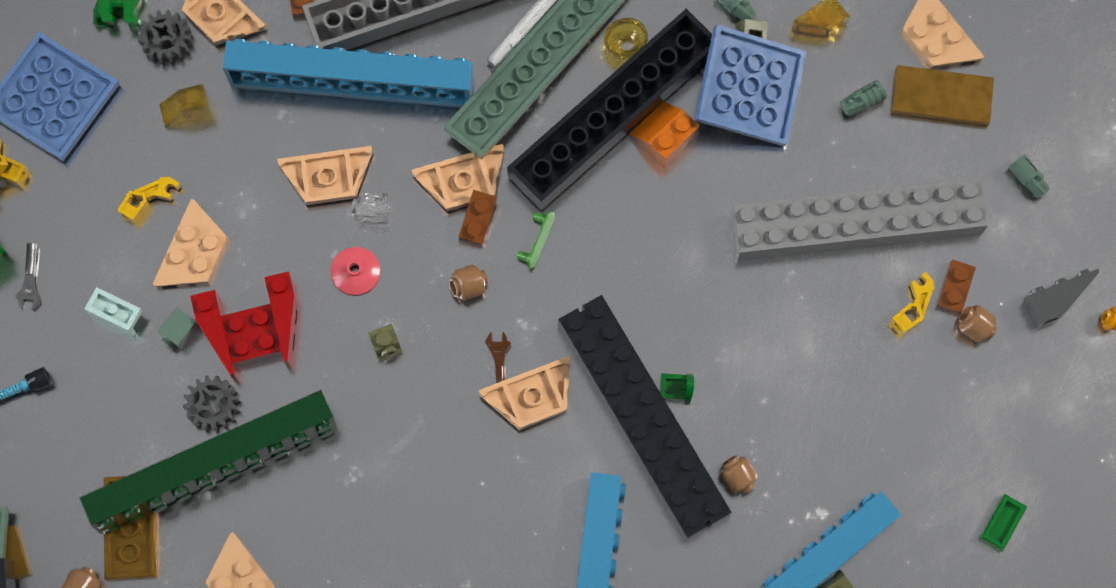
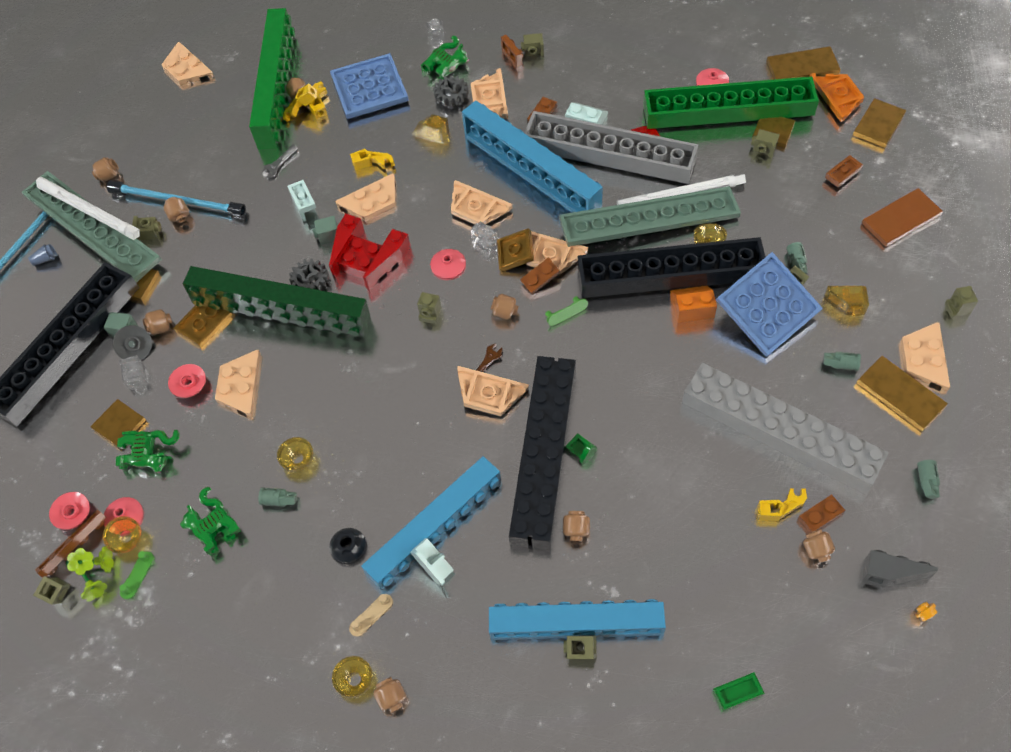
camera: 45 degrees right, 15 degrees down
(423, 202) = (515, 249): none -> pearl gold tile

